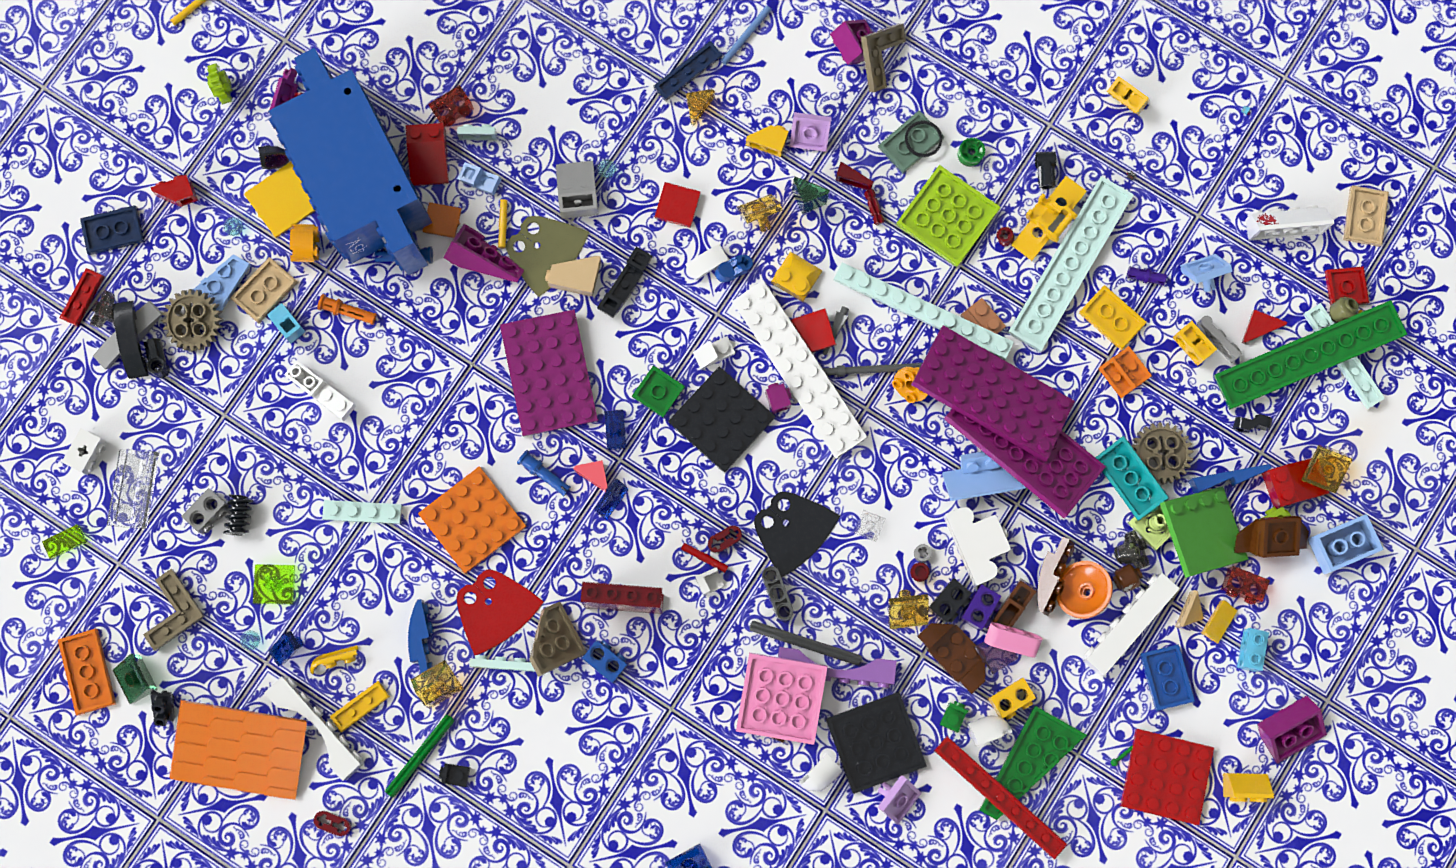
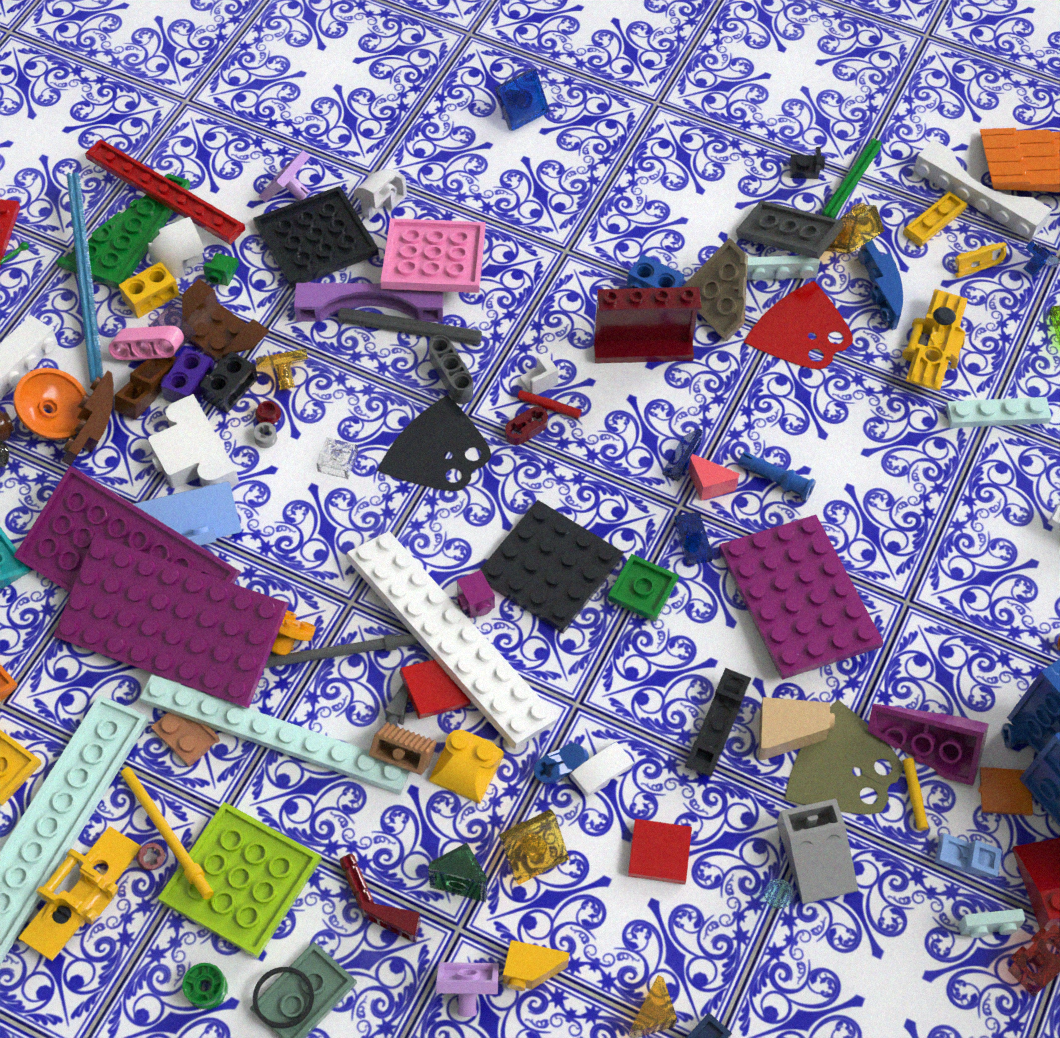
camera: 175 degrees right, 20 degrees down
(330, 827) = (931, 113): dark red beam -> none
(388, 572) = (944, 343): none -> yellow piece
(472, 520) = (856, 417): orange plate -> none
(486, 696) = (789, 229): none -> dark grey plate
(713, 352) = (575, 647): white slope -> none
(838, 287) = (402, 748): none -> medium nougat brick
(978, 216) = (193, 871): none -> yellow bar
(1046, 164) = (84, 978): black piece -> none
(1061, 704) = (84, 276): none -> dark azure axle

